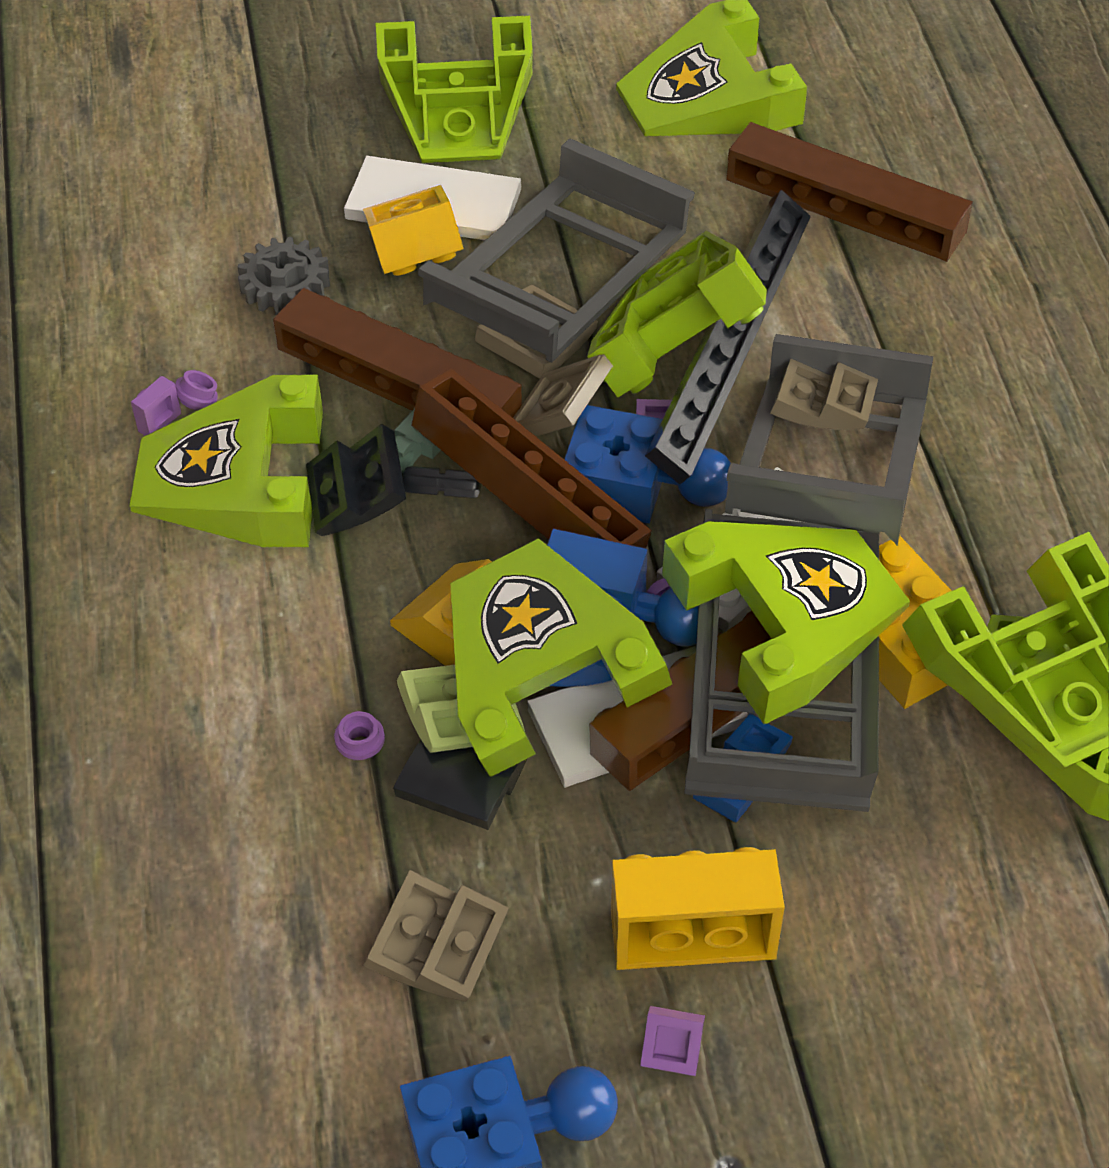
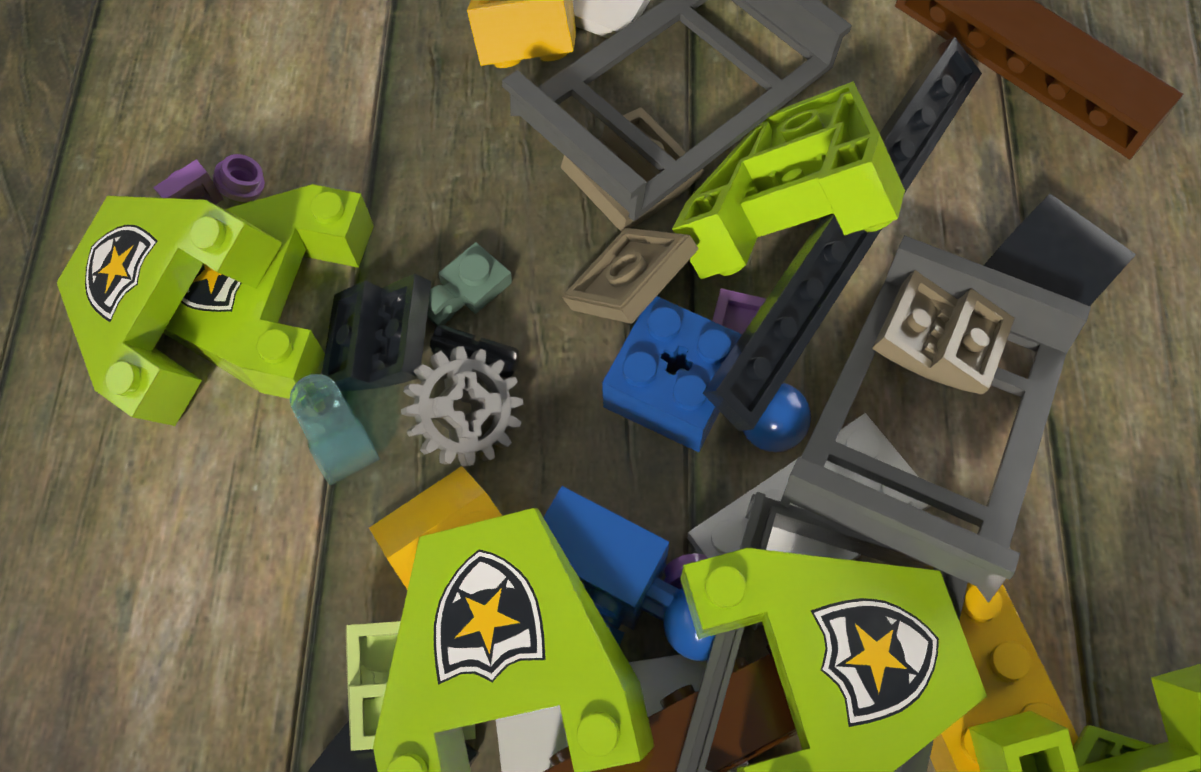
camera: 15 degrees right, 15 degrees up
(136, 462) = (131, 281): none -> lime wedge
(281, 272) = (372, 48): dark grey gear -> none
(340, 551) = (333, 434): none -> clear light blue piece
(357, 725) = (273, 680): medium lavender plate -> none
(376, 354) = (465, 189): reddish brown brick -> none
(447, 514) = (462, 427): none -> light grey gear
(518, 464) = (565, 381): reddish brown brick -> none
(909, 328) = (1061, 253): none -> black slope

